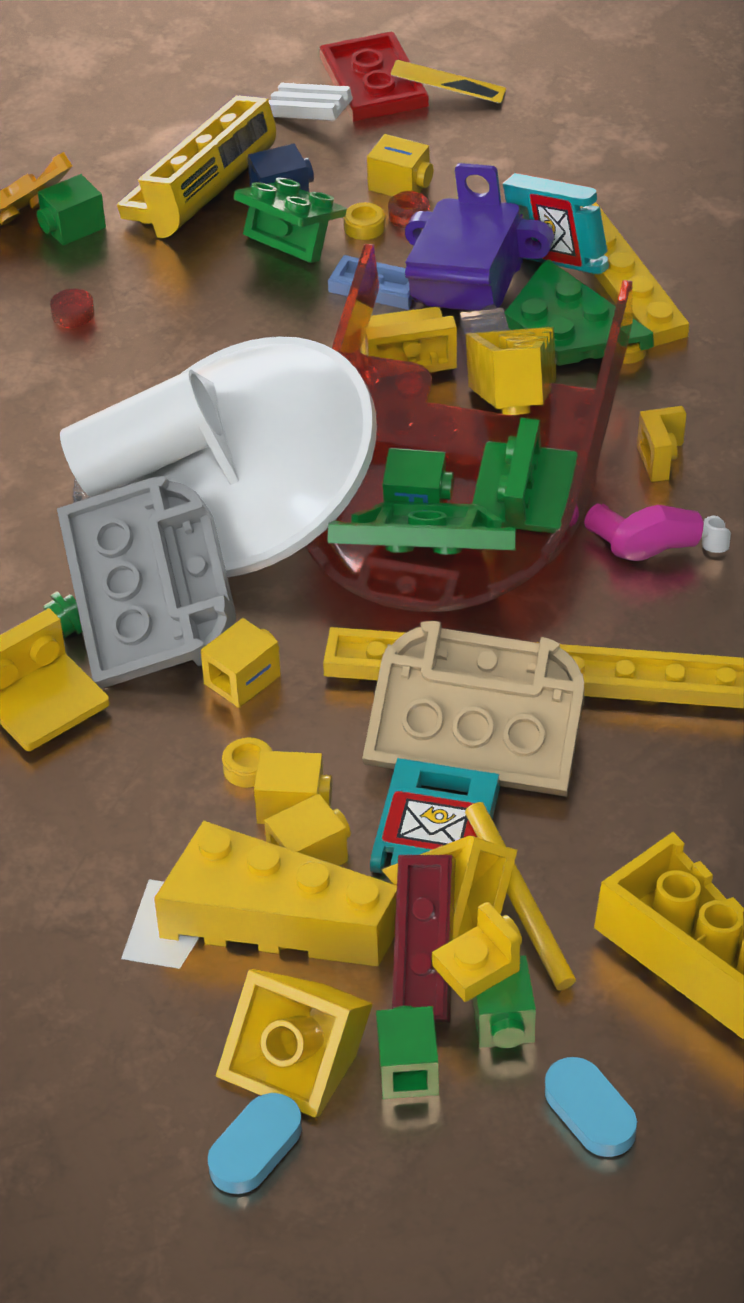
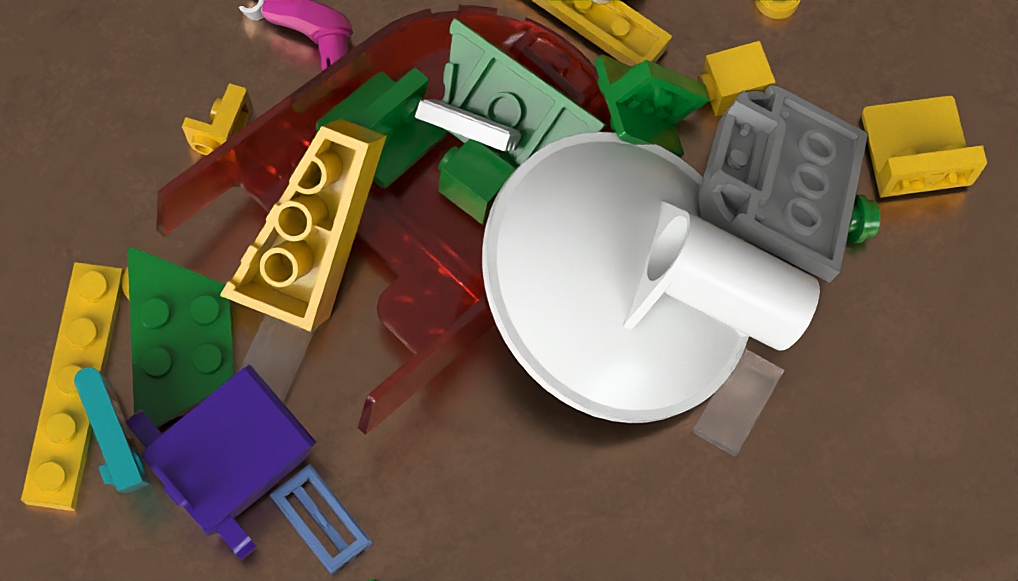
camera: 155 degrees left, 25 degrees up
(310, 584) = (648, 101): none -> green bracket
(404, 484) = (468, 124): none -> white tile
(414, 337) = (338, 389): yellow bracket -> none

